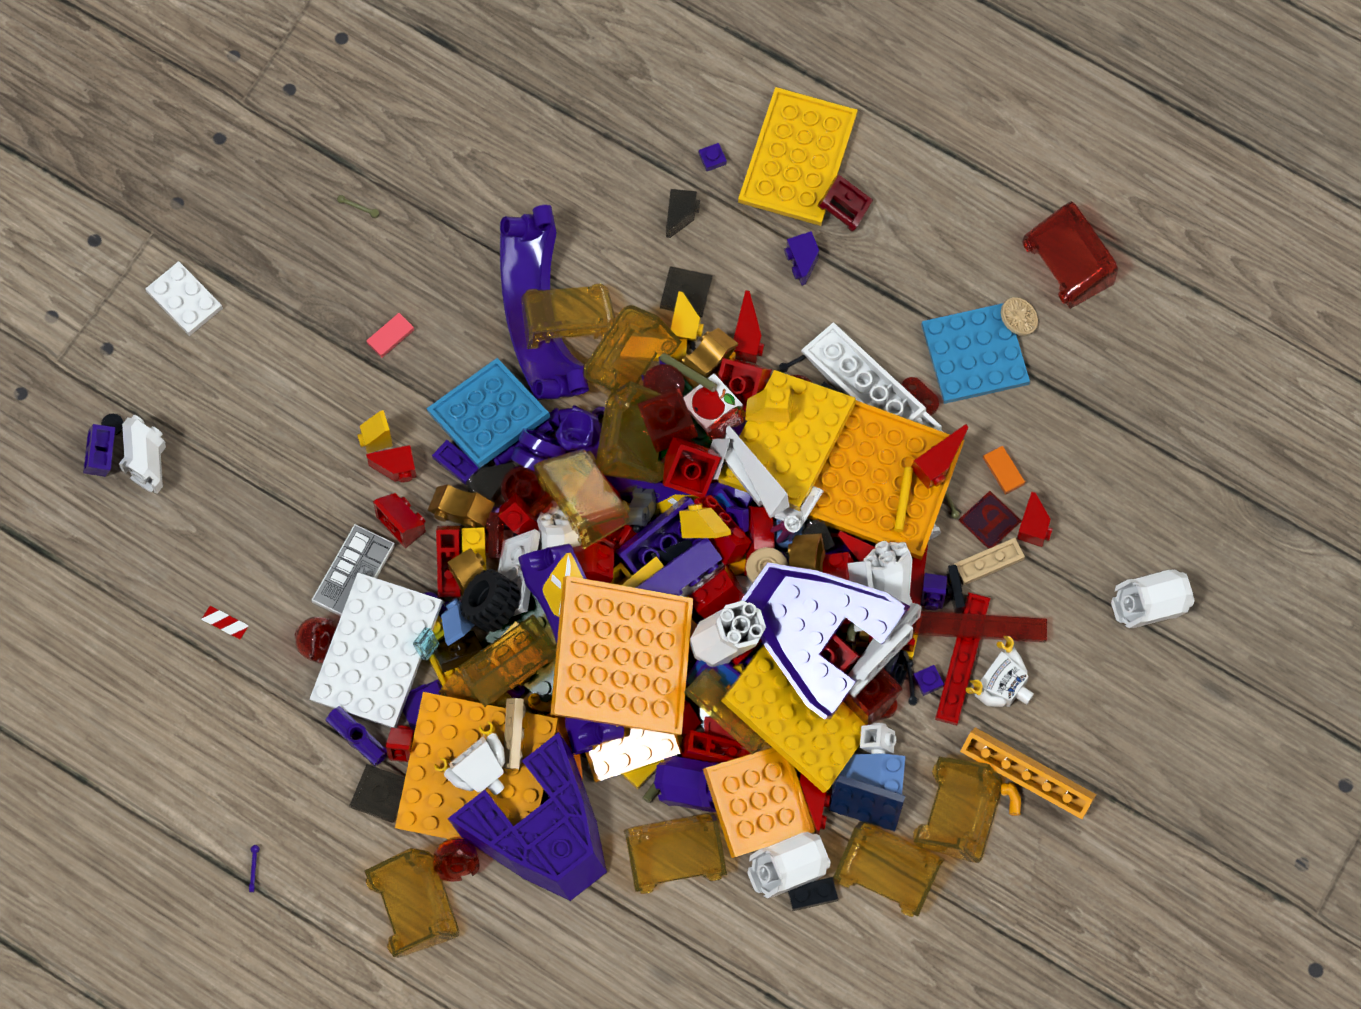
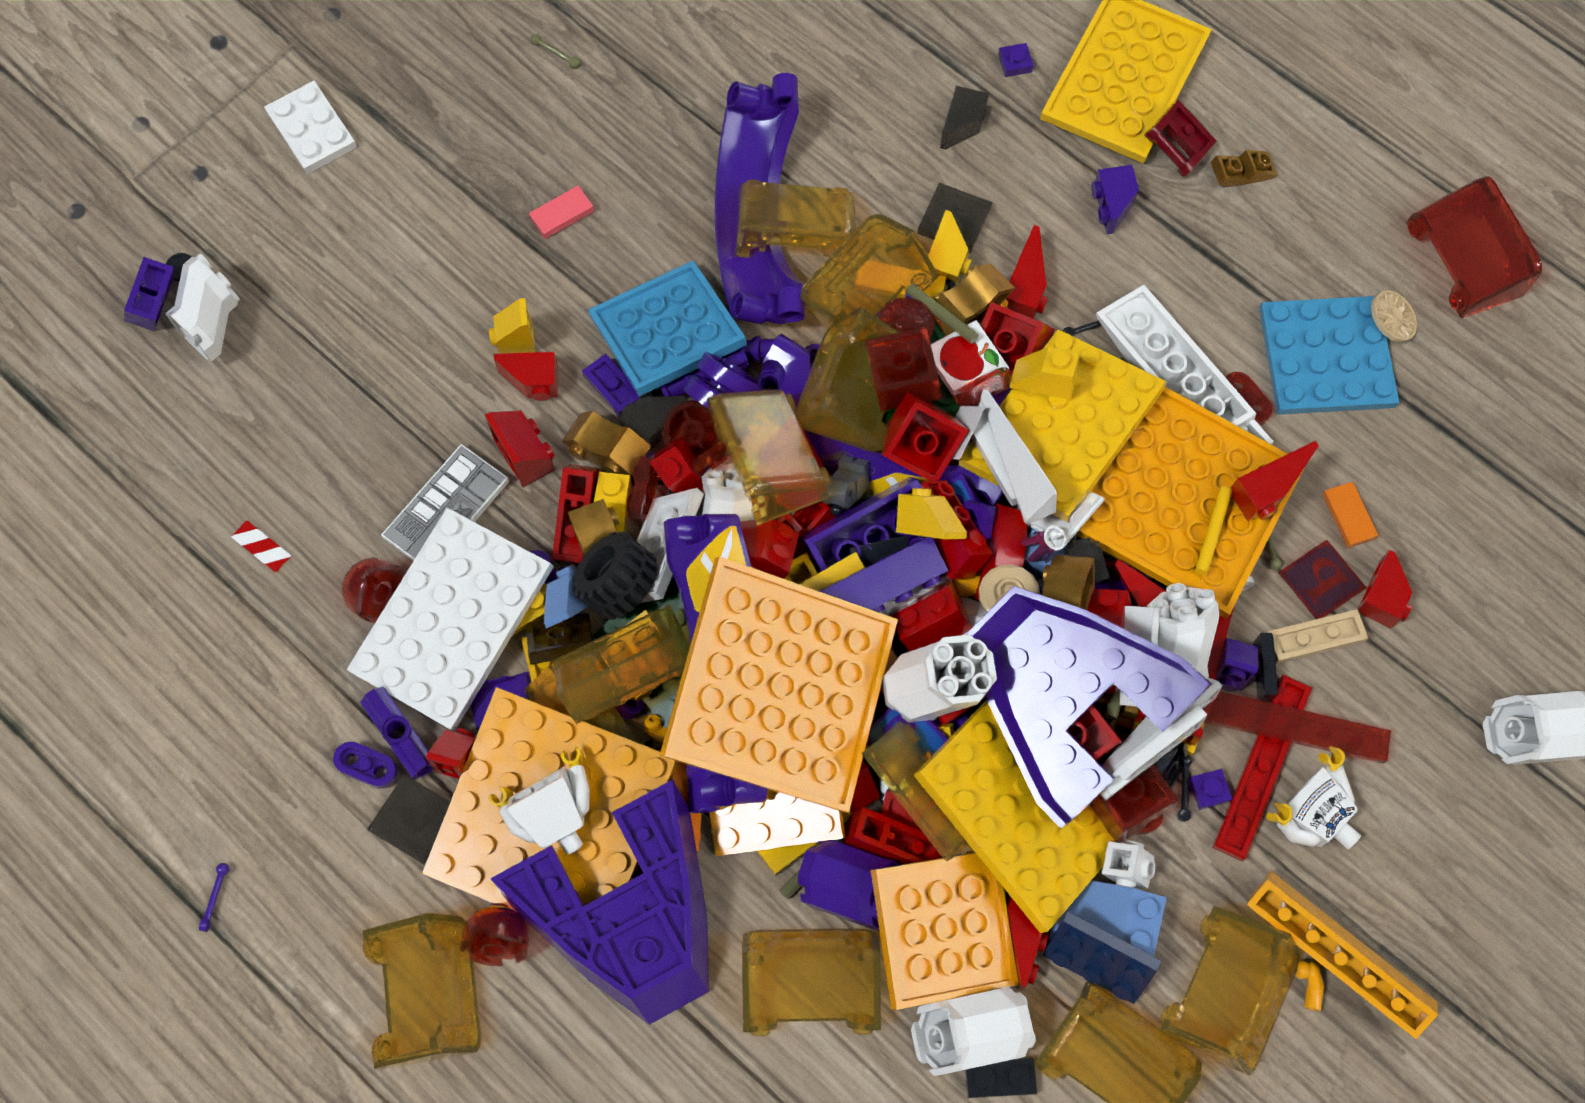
camera: 10 degrees right, 0 degrees up
(339, 762) = (367, 765): none -> dark purple plate
(426, 643) = (516, 620): clear light blue tile -> none
(513, 733) = (608, 770): tan plate -> none
(575, 431) = (775, 364): dark purple hair -> none
(898, 217) = (1245, 169): none -> pearl gold slope

